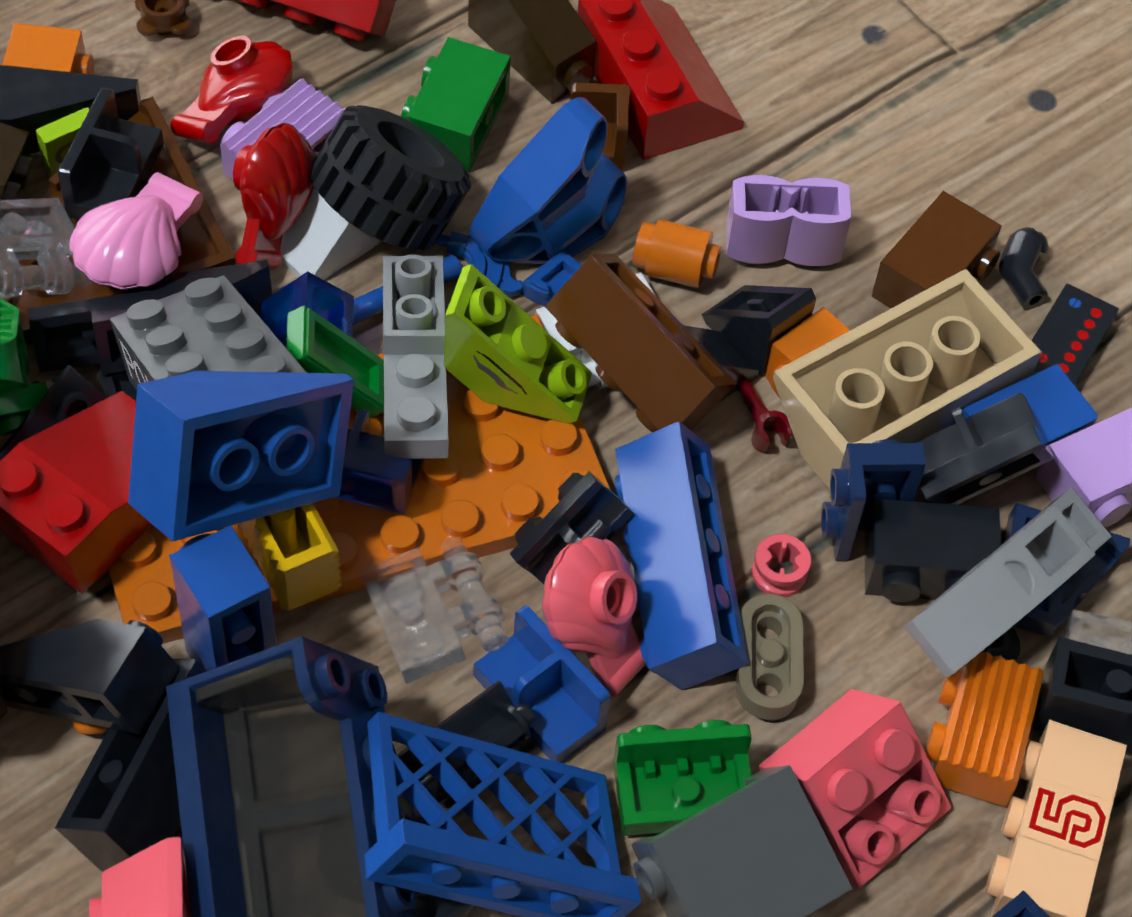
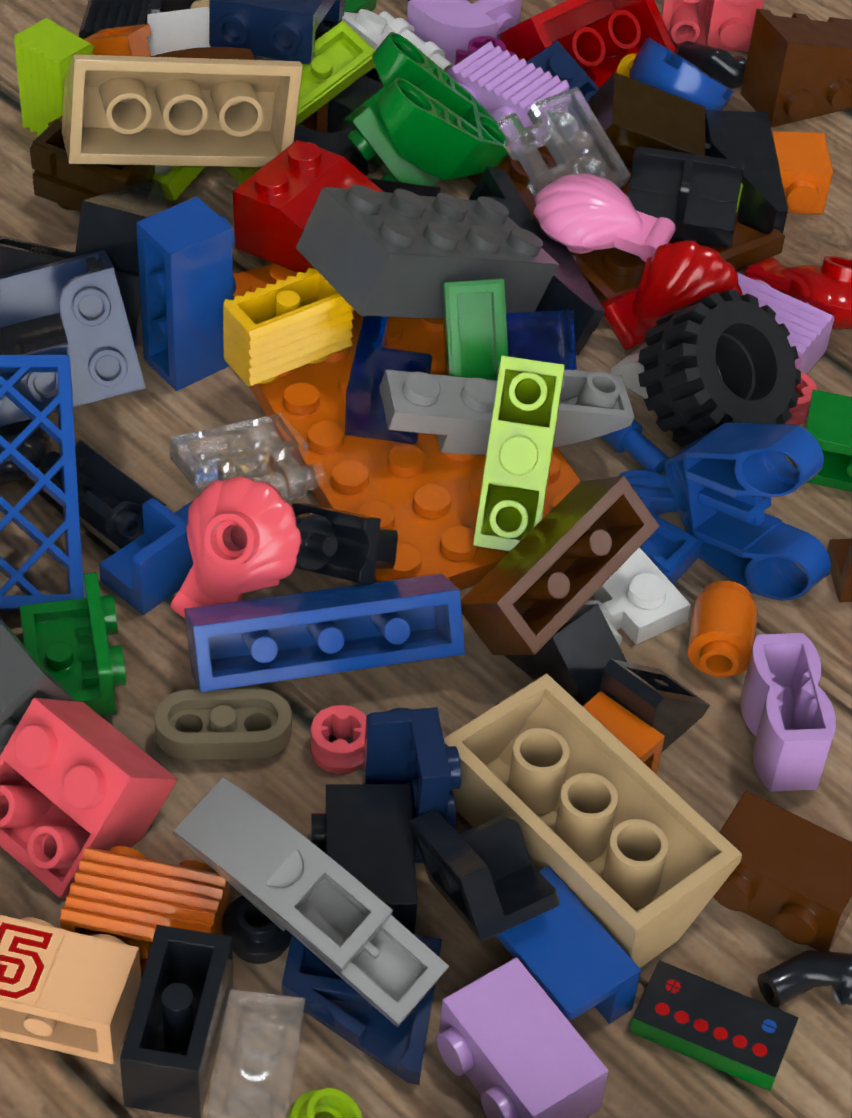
camera: 85 degrees right, 10 degrees down
(236, 446) = (300, 210): blue slope -> none

